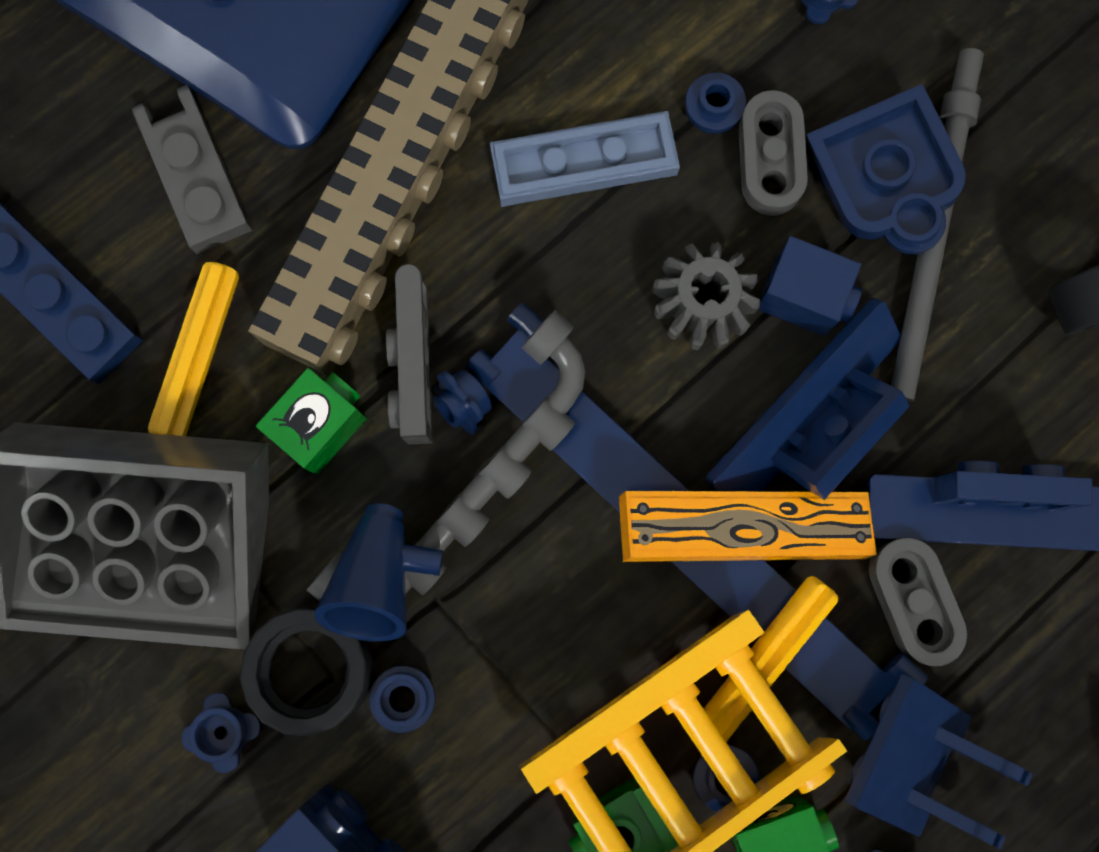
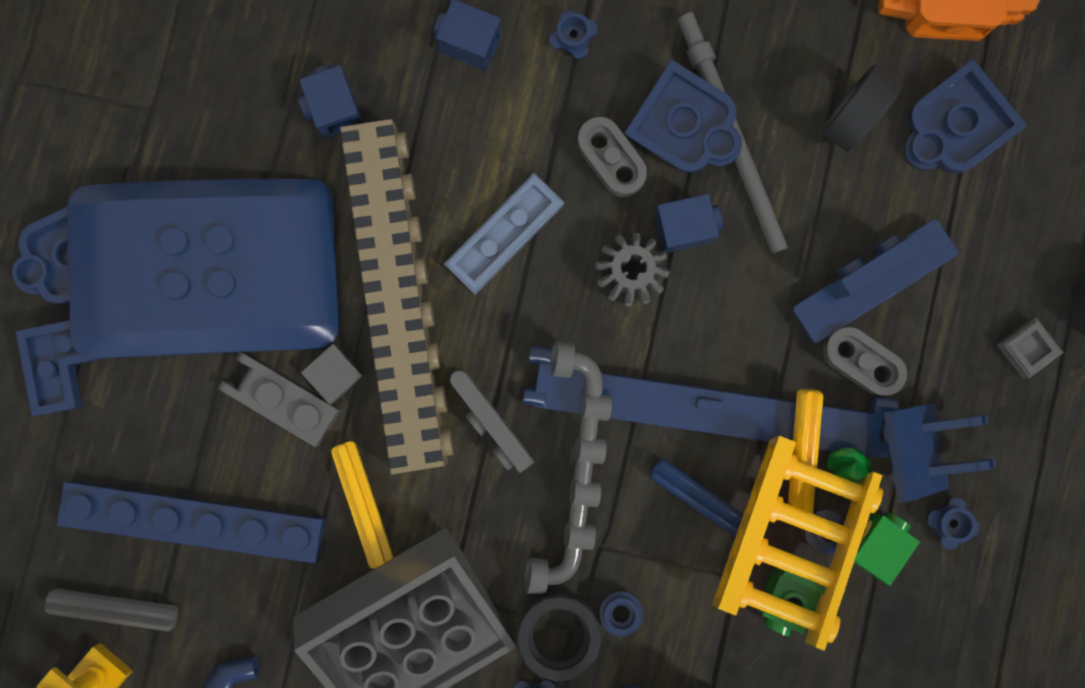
camera: 35 degrees left, 5 degrees up
(271, 181) = (332, 374): none -> dark grey tile
(313, 419) = (461, 496): green brick -> none
(369, 582) = (561, 564): dark blue piece -> none
(461, 400) = (536, 426): dark blue plate -> none
(596, 622) = (696, 496): none -> dark blue axle
(711, 118) = (557, 161): dark blue plate -> none
(744, 526) = (744, 387): light orange tile -> none
(813, 712) = (849, 464): none -> green plate
(824, 416) = (746, 295): dark blue bracket -> none

